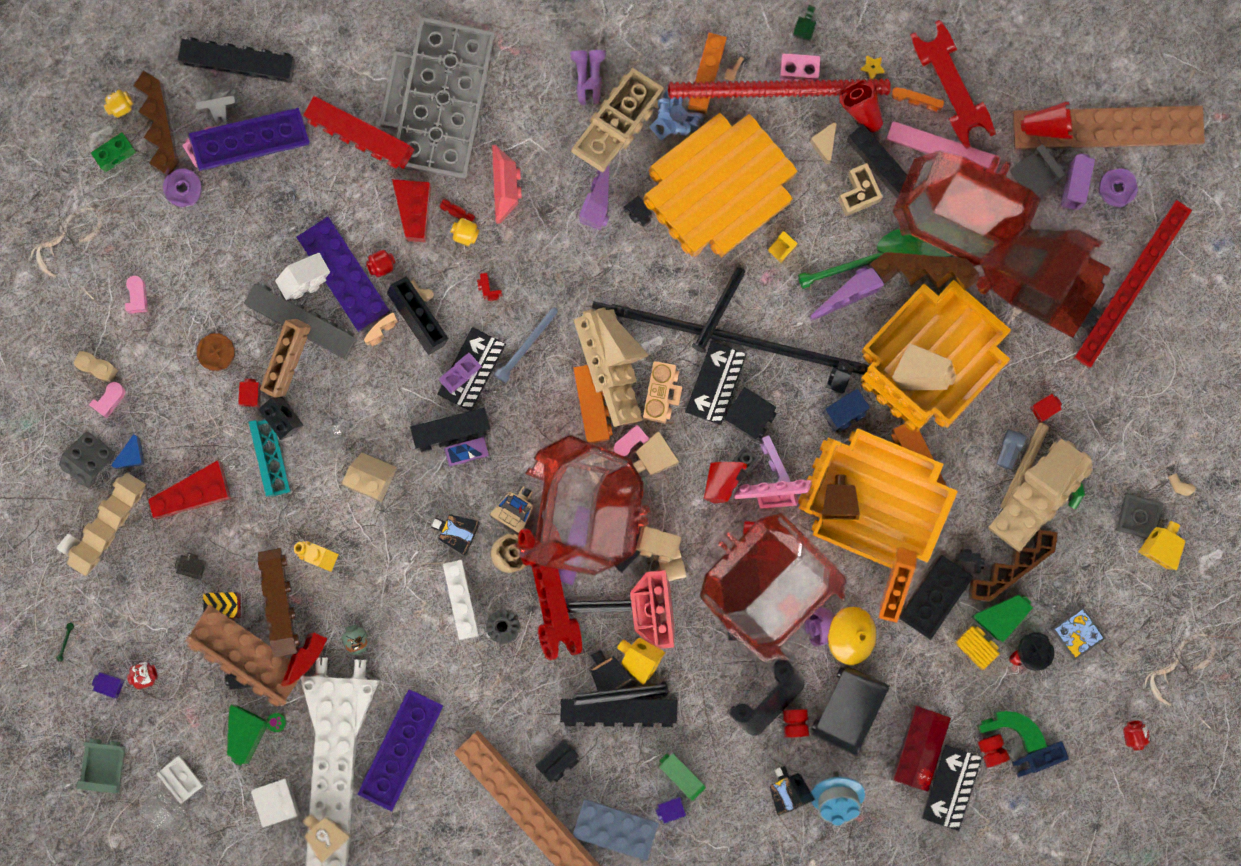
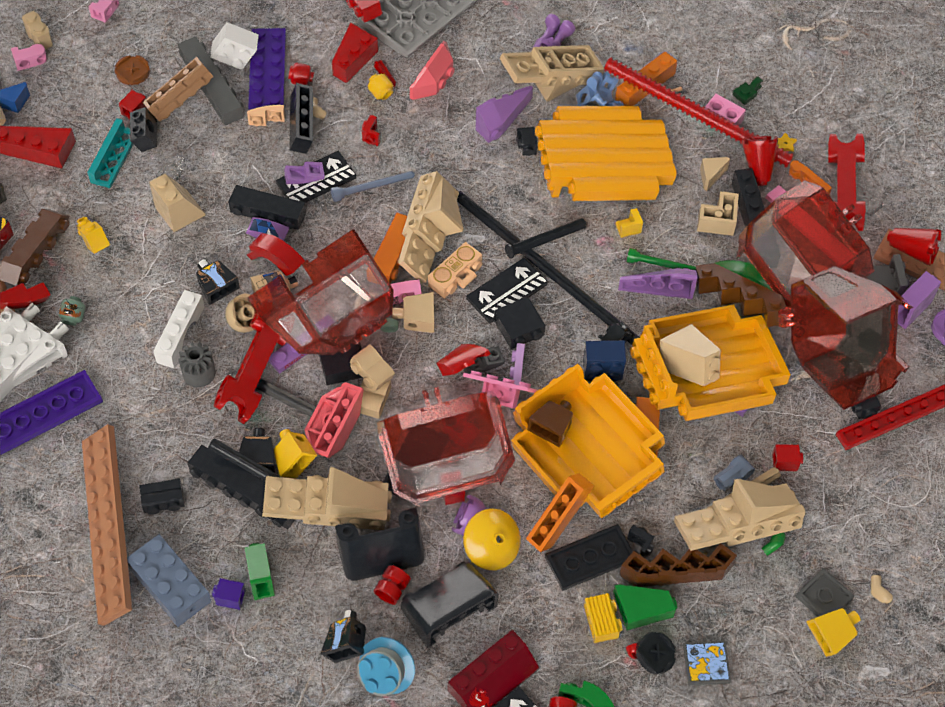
camera: 30 degrees right, 25 degrees down
(496, 479) = (277, 252): none -> red arch
(699, 685) = (328, 500): none -> tan wedge

